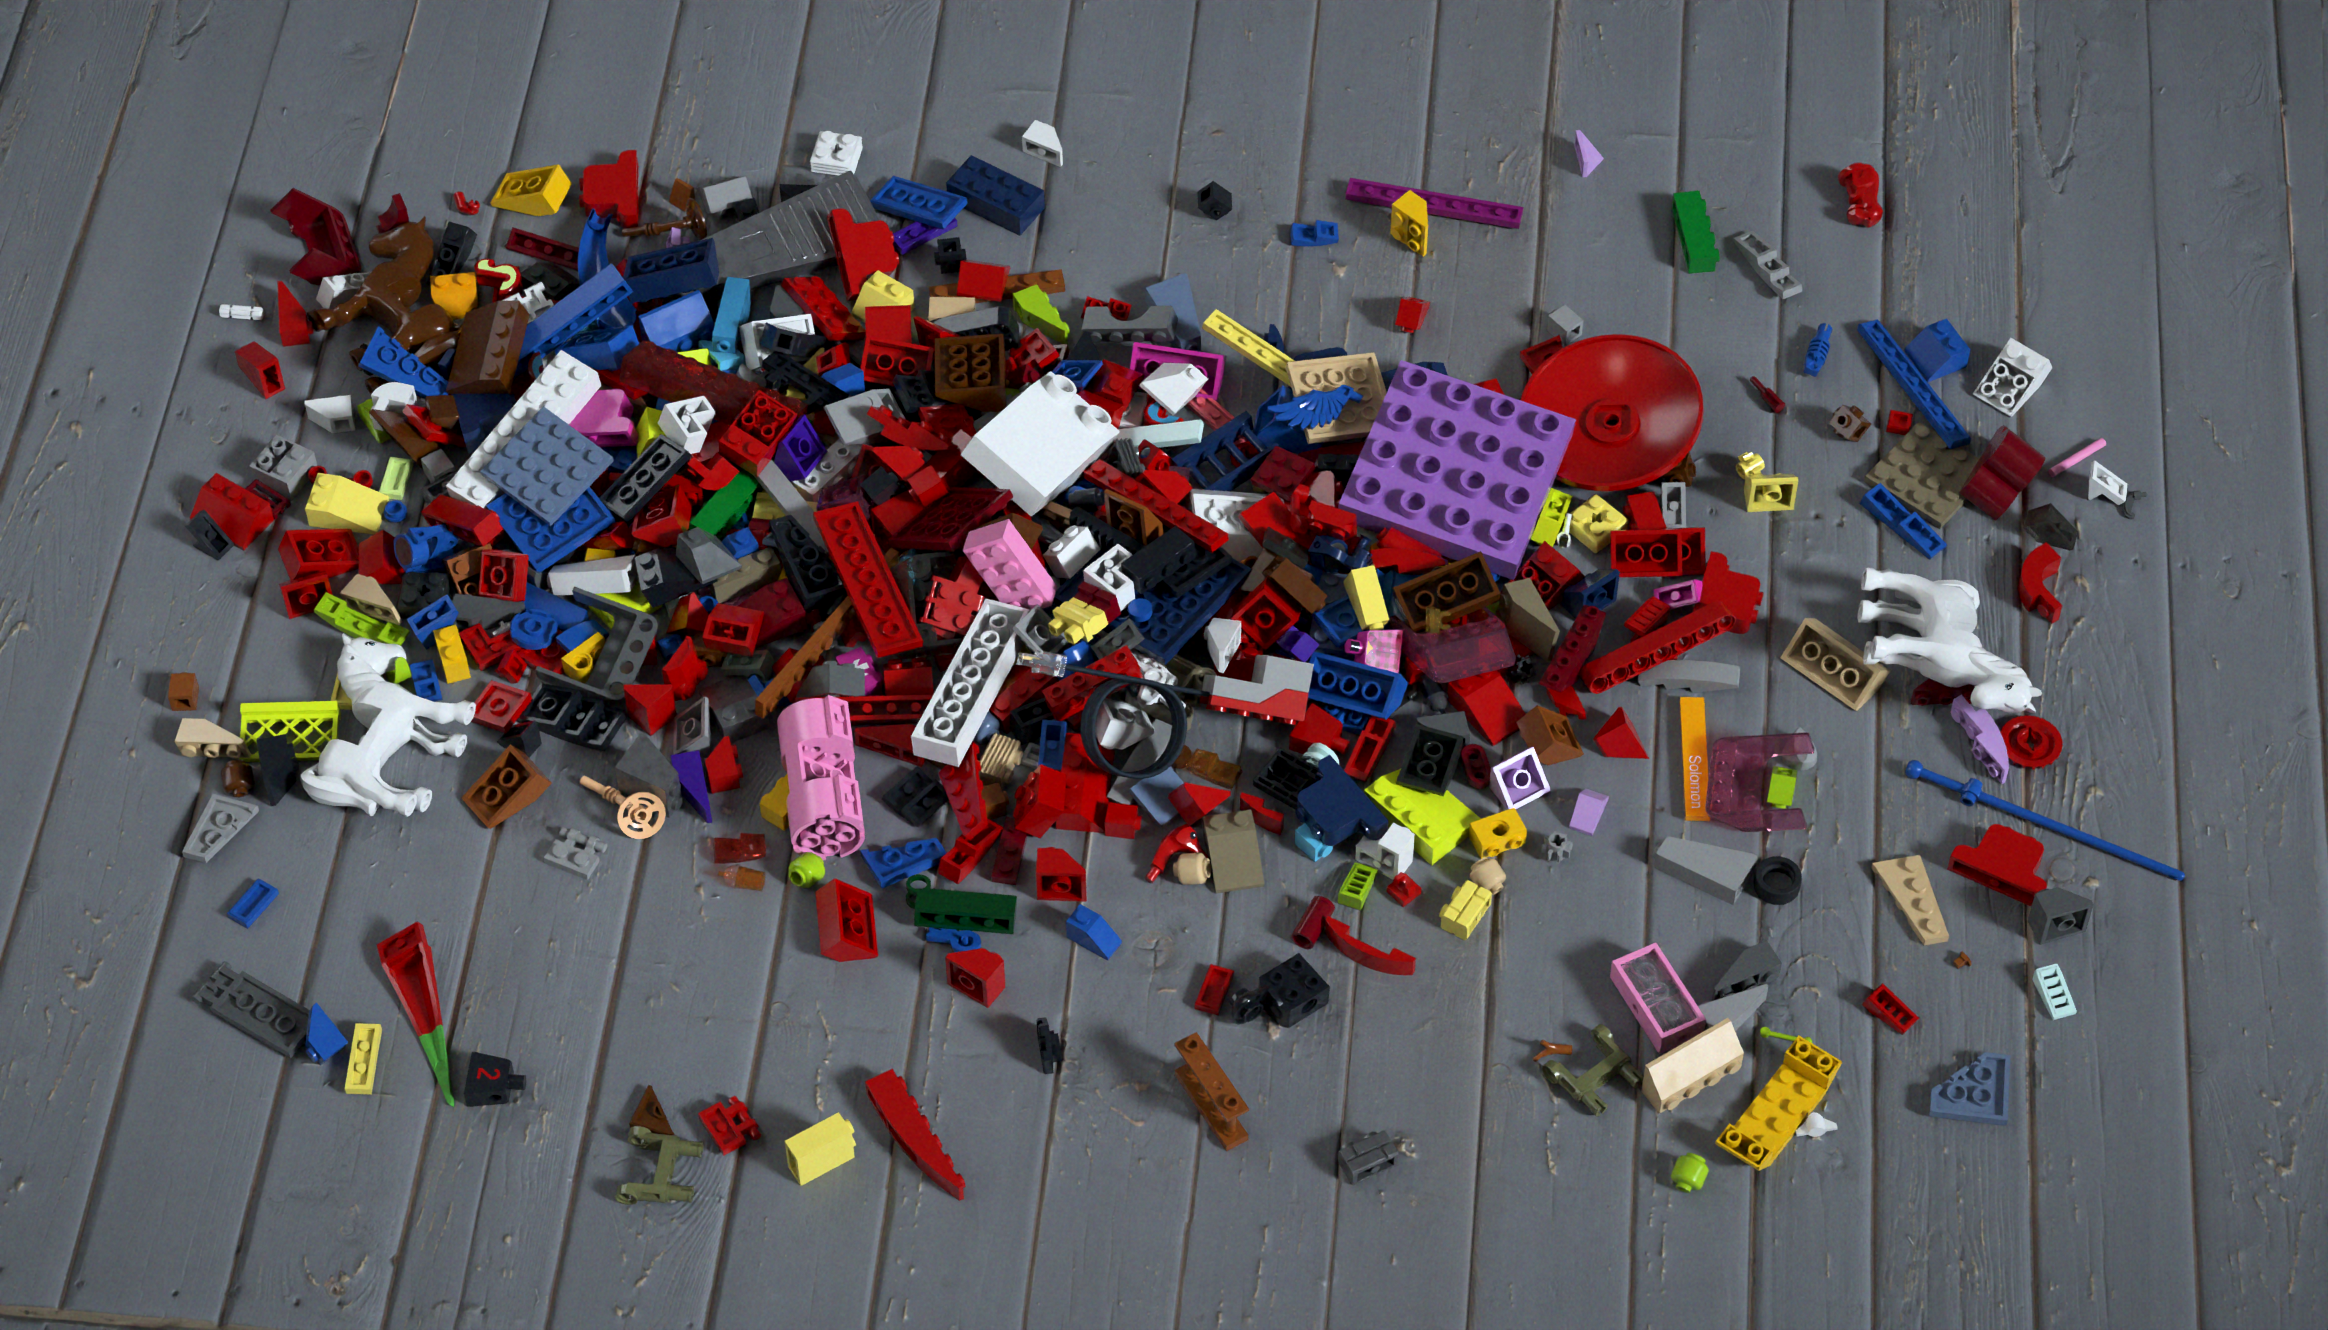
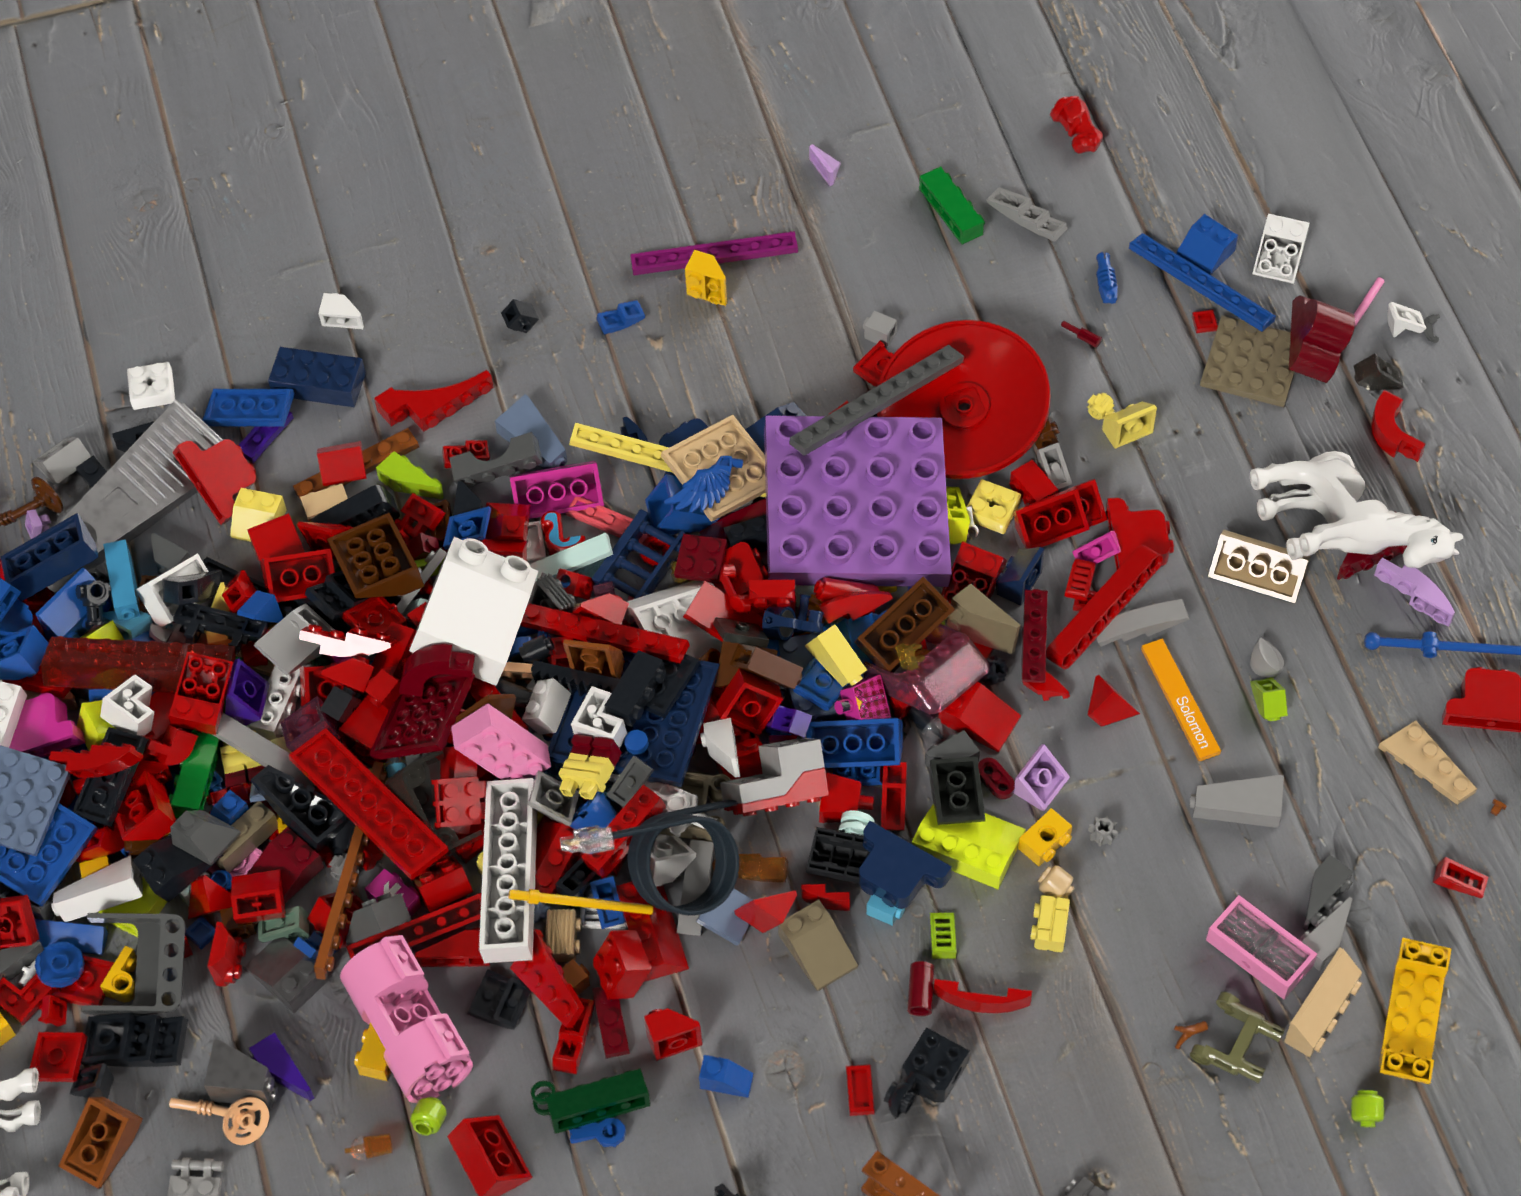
camera: 20 degrees left, 5 degrees up
(579, 633) = (108, 953): blue slope -> none
(640, 459) = (99, 761): none -> red slope
(650, 705) = (207, 1003): red slope -> none
(681, 193) = (21, 474): dark orange slope -> none
(693, 729) = (257, 1012): light grey slope -> none
(696, 326) = (95, 603): none -> black connector
(721, 767) = (302, 1040): red slope -> none
(744, 849) = (354, 1117): clear red slope -> none
(825, 308) = (202, 538): red plate -> none
(899, 863) = (513, 1073): blue wing -> none
(949, 255) = (300, 449): black brick -> none
(976, 974) = (638, 1164): red slope -> none
(977, 469) = (430, 662): none -> dark red arch
(980, 707) = (534, 897): none -> yellow bar
(1095, 256) = (432, 405): none -> red arch
(1122, 820) = (702, 952): red brick -> none
(1174, 385) = (563, 506): white slope -> none
(1177, 840) = (763, 952): red animal -> none
(1192, 868) = (788, 976): tan head -> none
(1390, 853) = (959, 894): white brick -> none
(1403, 889) = (985, 924): red tile -> none
(1411, 314) = (742, 364): red slope -> none
(1516, 380) = (875, 400): none -> dark grey plate
(1549, 735) = (1046, 724): dark orange slope -> none
(1588, 811) = (1113, 785): lavender slope -> none
(1738, 781) = (1232, 711): clear pink windscreen -> none
(1765, 1032) = (1364, 941): lime hinge -> none
(1781, 865) = (1312, 775): black tyre -> none
(1815, 1126) = (1452, 1016): white piece -> none
(1849, 422) = (1173, 336): reddish brown brick -> none
(1896, 517) = (1257, 414): blue slope -> none
(2042, 734) = (1460, 567): red gear -> none

